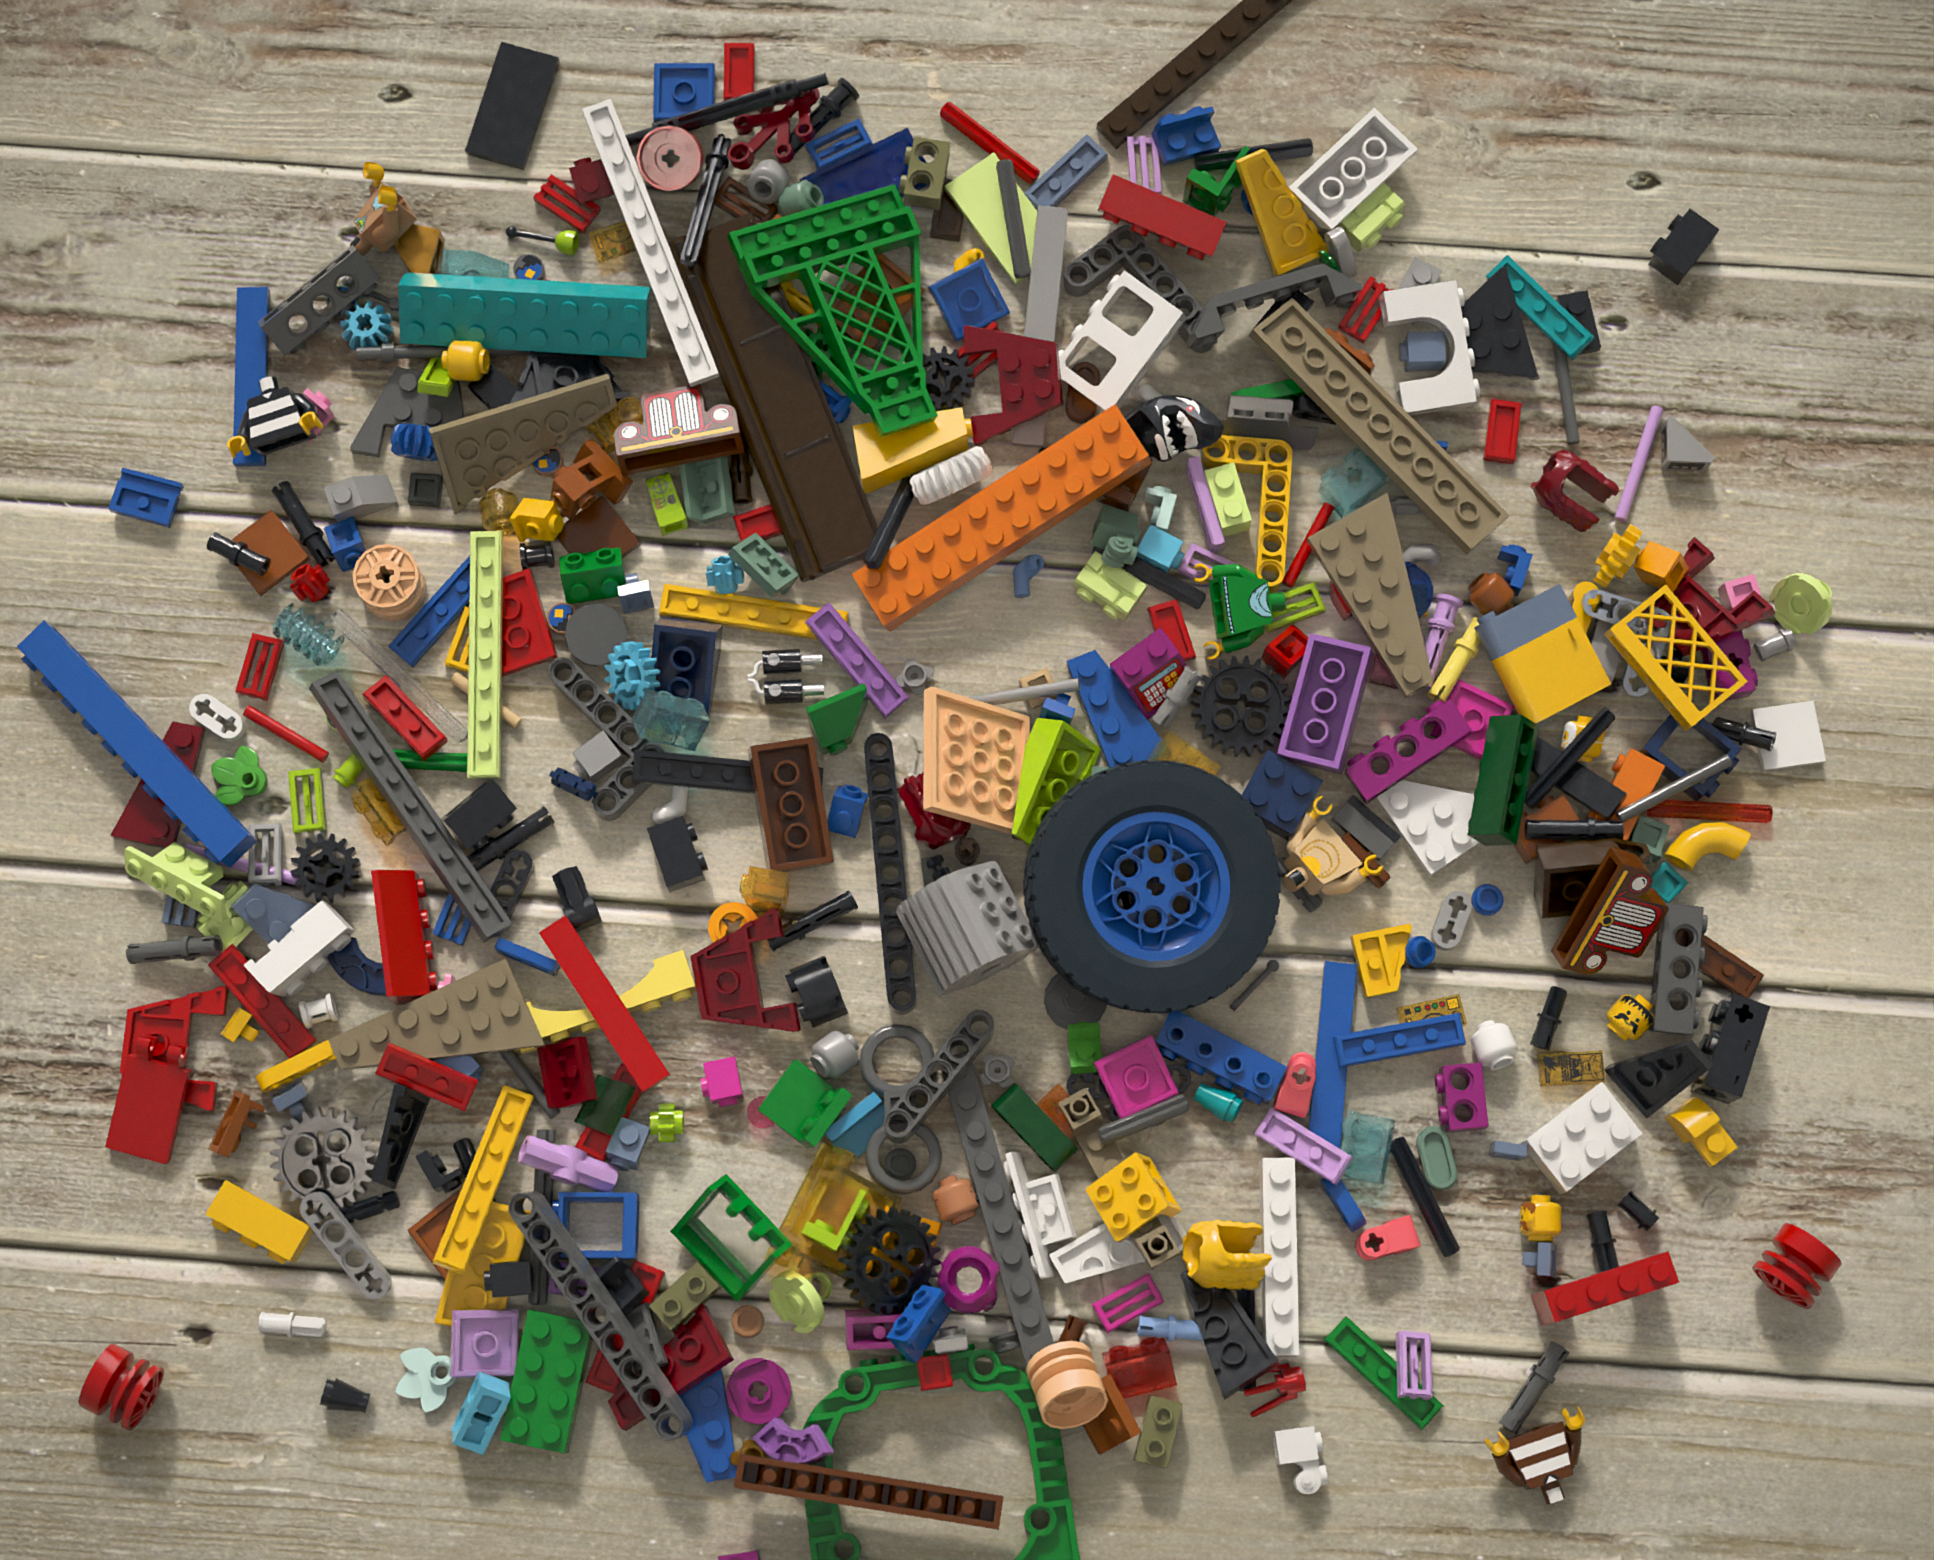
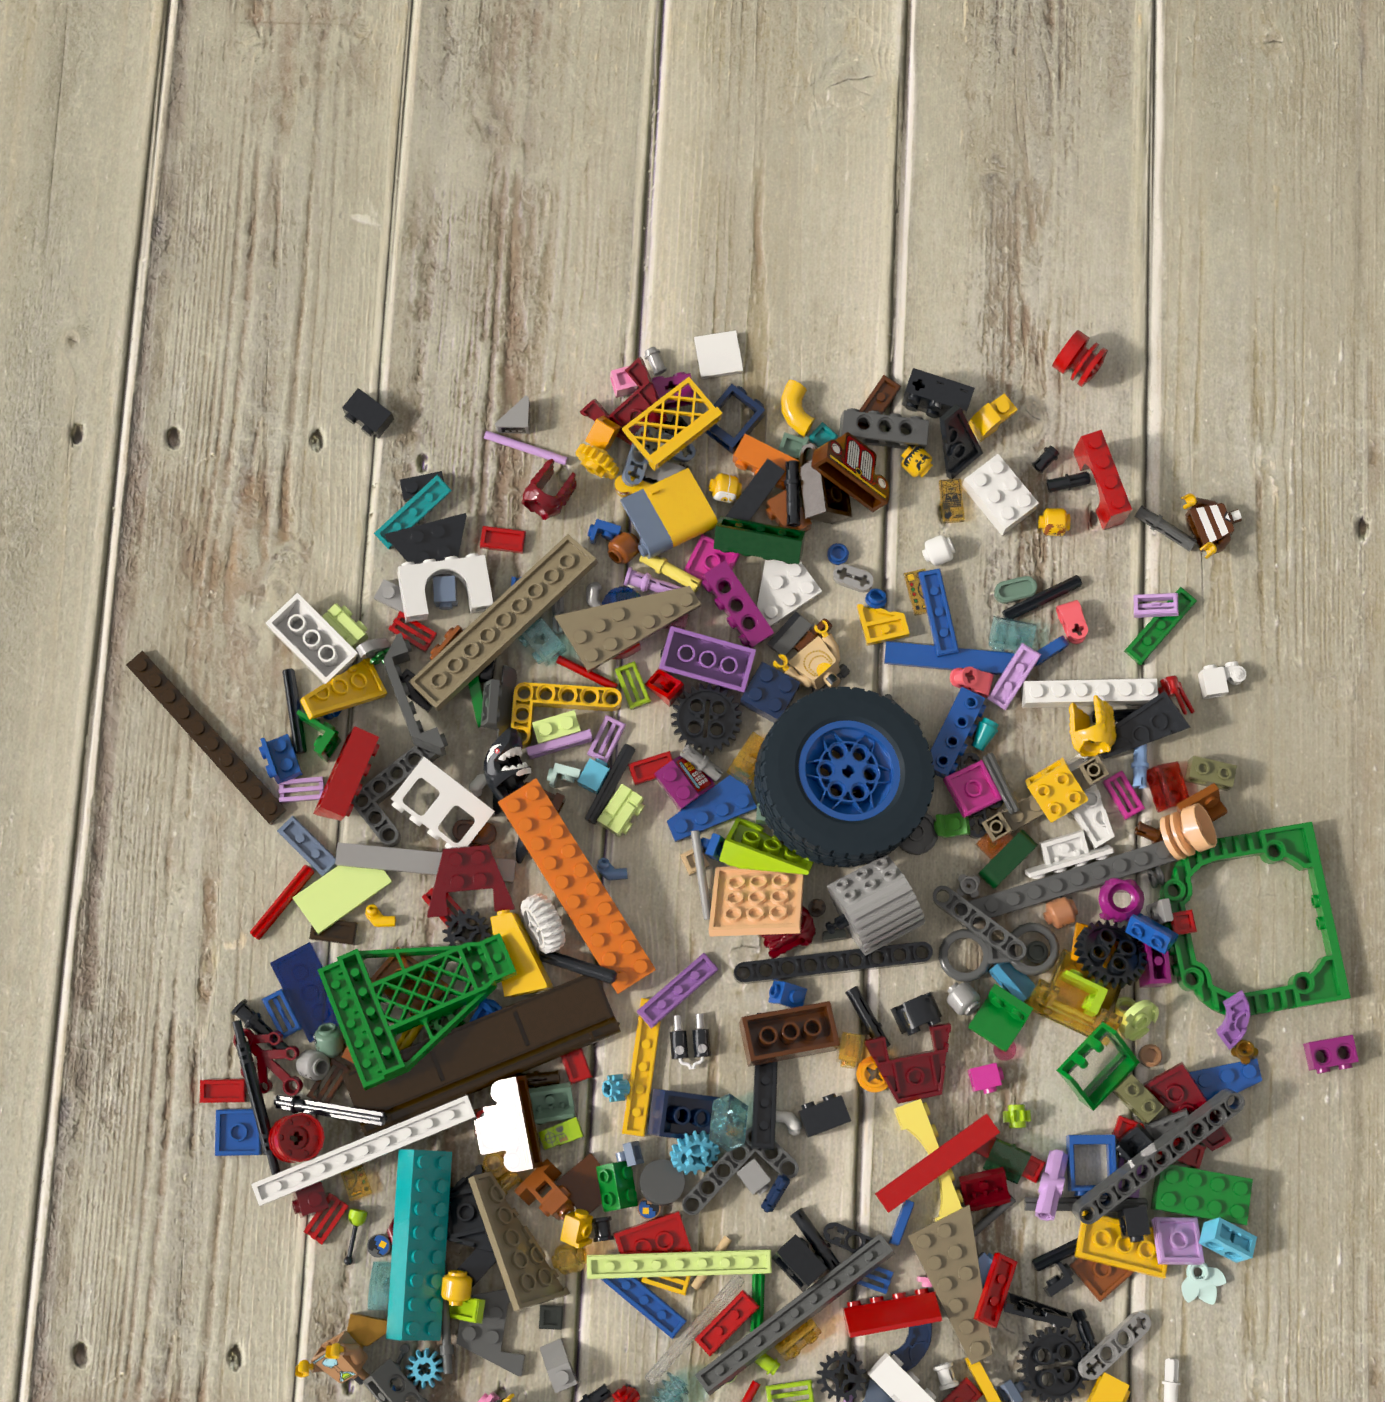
camera: 90 degrees left, 0 degrees up
(343, 1397) = (1219, 1343): black cone -> none
(345, 543) = (594, 1374): blue bracket -> none
(406, 586) = (631, 1325): light nougat wheel -> none
(413, 442) = (517, 1325): blue gear -> none
(483, 1179) = (1064, 1246): yellow tile -> none
(512, 105) = (246, 1264): black tile -> none
(548, 463) = (531, 1222): tile -> none
(577, 903) = (863, 1187): black piece -> none
(627, 1144) = (1034, 1143): sand blue bracket -> none
(741, 1383) = (1210, 1050): magenta plate -> none
(764, 565) = (610, 1058): sand green bracket -> none
(837, 719) = (724, 1001): green slope -> none
(868, 1491) = (1268, 964): reddish brown brick -> none
(912, 667) = (689, 955): light grey plate -> none
(928, 173) = (310, 941): olive brick -> none
(968, 298) = (404, 914): blue tile -> none
(1013, 219) = (344, 882): dark grey axle -> none
(1116, 534) = (583, 804): sand green brick -> none
(1239, 605) = (637, 718): green torso -> none
(1471, 1097) = (973, 565): magenta brick -> none
(1508, 1150) = (1010, 540): sand blue tile -> none
(1544, 1260) = (1082, 520): sand blue tile -> none
(1549, 1018) = (918, 514): black axle -> none
(1566, 396) = (476, 495): dark grey bar -> none
(1568, 757) = (742, 495): black axle -> none
(1674, 788) = (761, 427): dark grey bar -> none
(1712, 811) = (772, 406): clear red axle -> none
(1745, 733) = (719, 382): black axle -> none
(1802, 603) = (628, 340): yellowish green tile -> none

